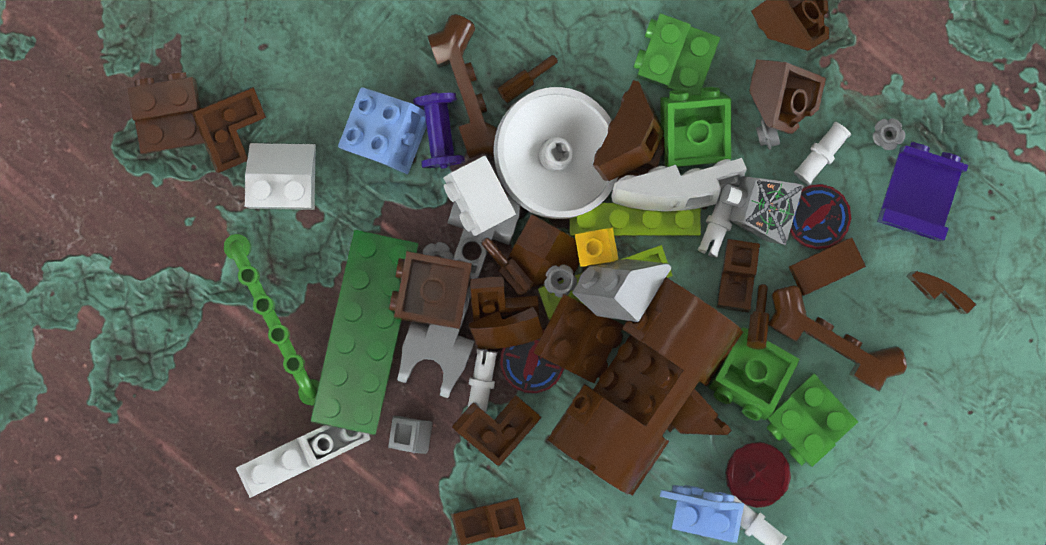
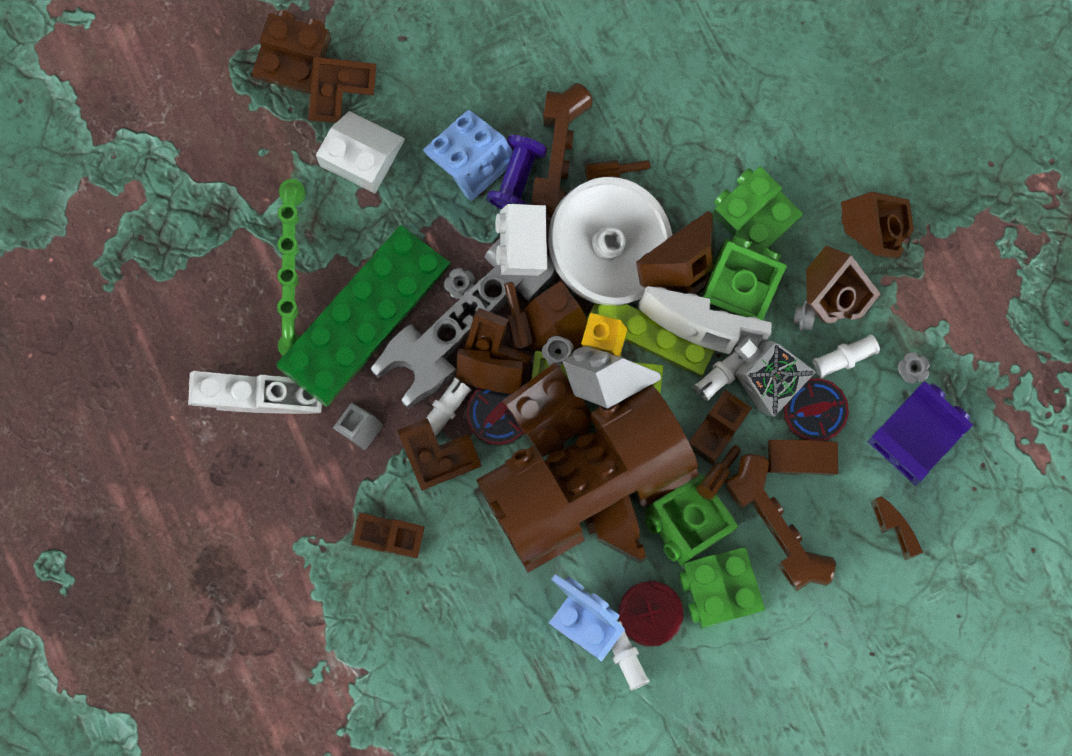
camera: 30 degrees right, 10 degrees down
(431, 290) = (439, 301): reddish brown plate -> none

